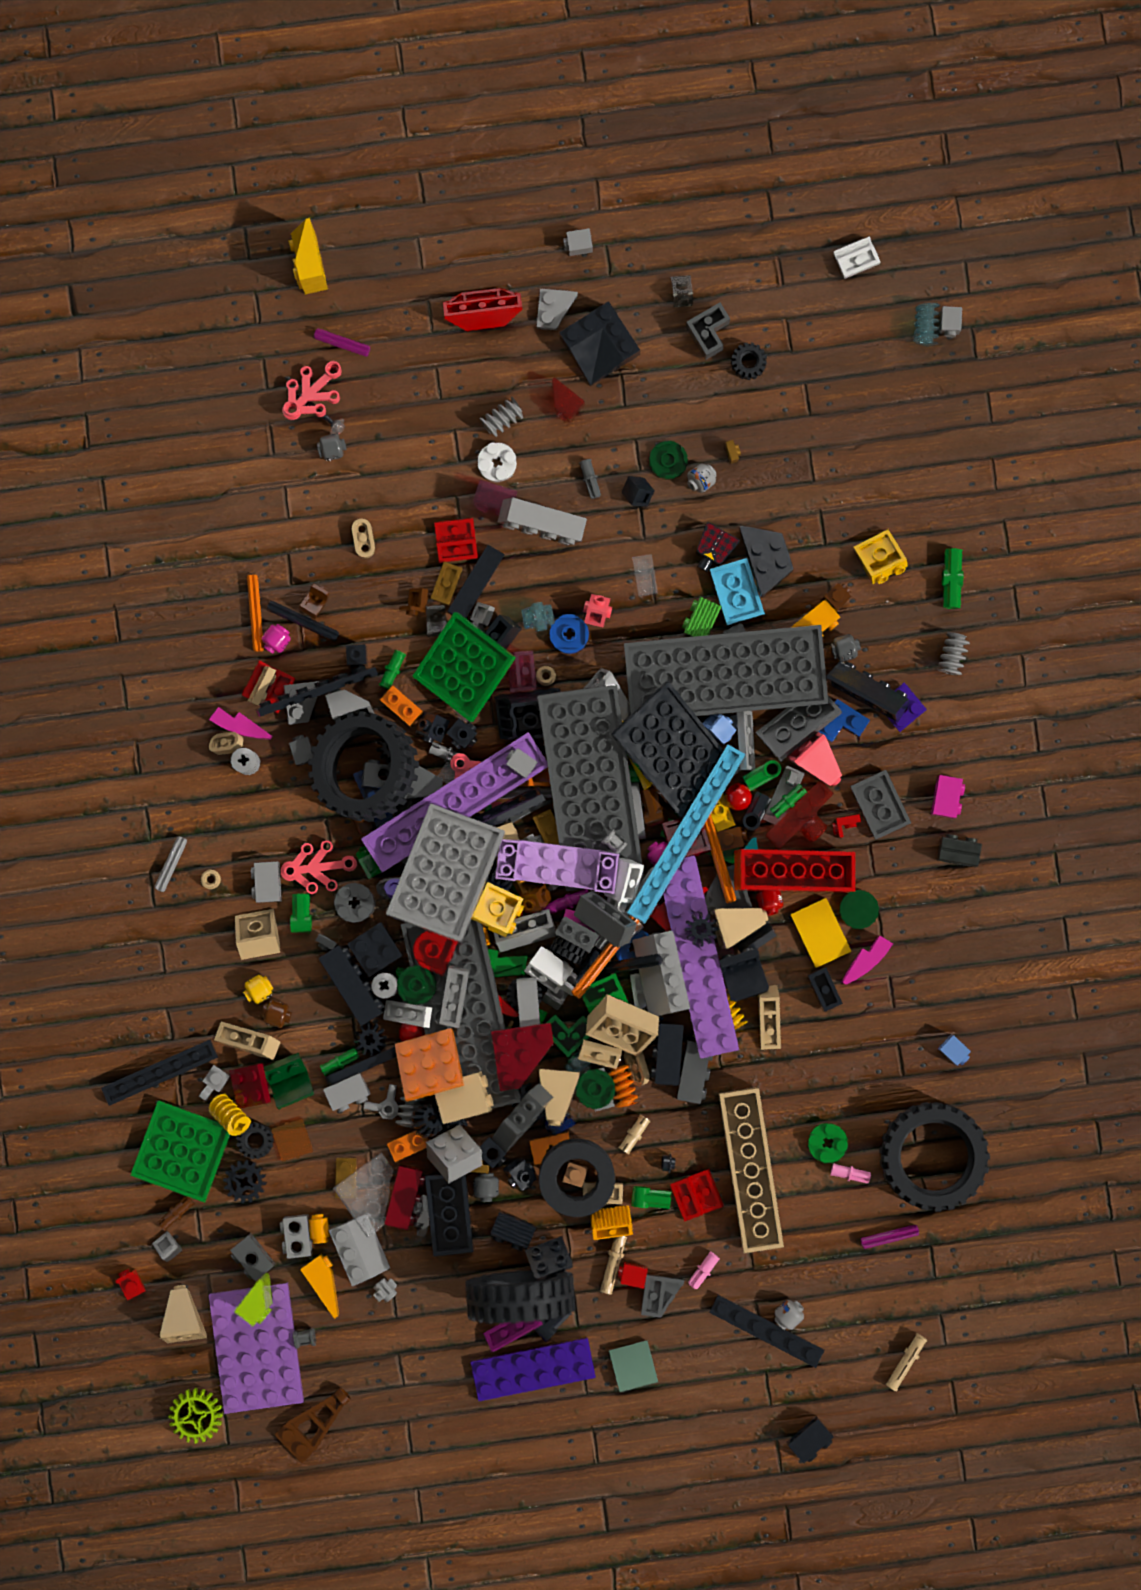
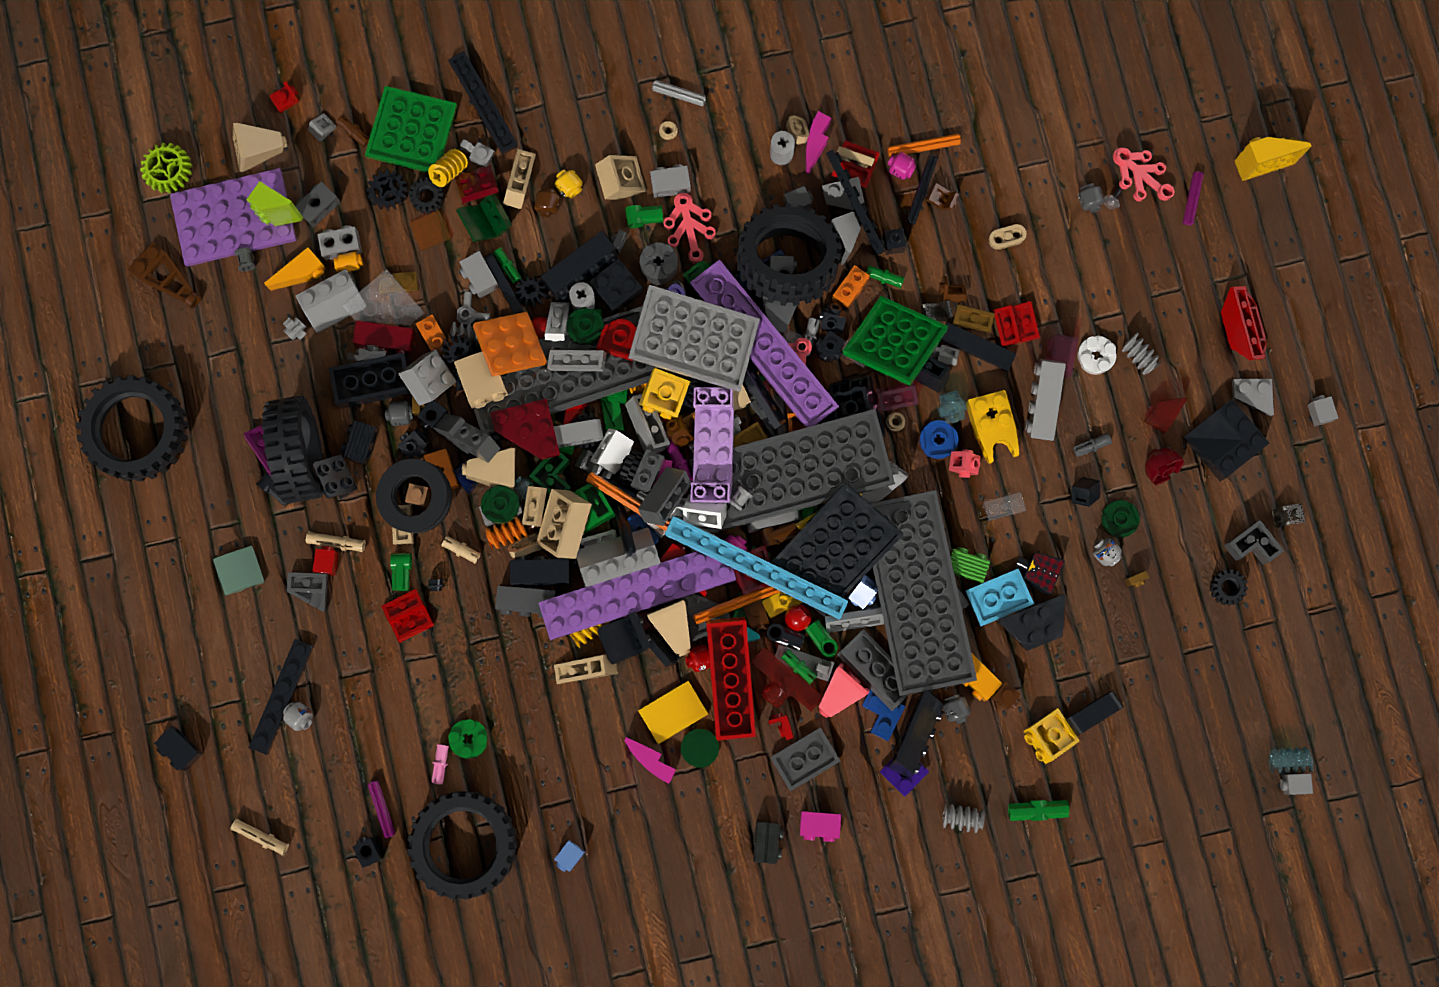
camera: 80 degrees right, 5 degrees down
(432, 1467) = (104, 401): none -> black tyre
(520, 762) = (808, 400): light grey brick -> none
(533, 1369) = (229, 476): dark purple plate -> none
(566, 574) = (995, 430): none -> yellow brick
(611, 1222) = (374, 535): light orange brick -> none
(618, 411) = (1161, 464): none -> dark red cylinder
(699, 922) = (657, 592): black gear -> none
(703, 1270) = (335, 629): bright pink axle -> none
(751, 1170) = (435, 664): tan brick -> none
(824, 989) = (617, 720): black brick -> none
(856, 257) = (1347, 684): white plate -> none
(861, 510) = (1094, 712): none -> black beam
(940, 1255) = (375, 856): none -> black brick

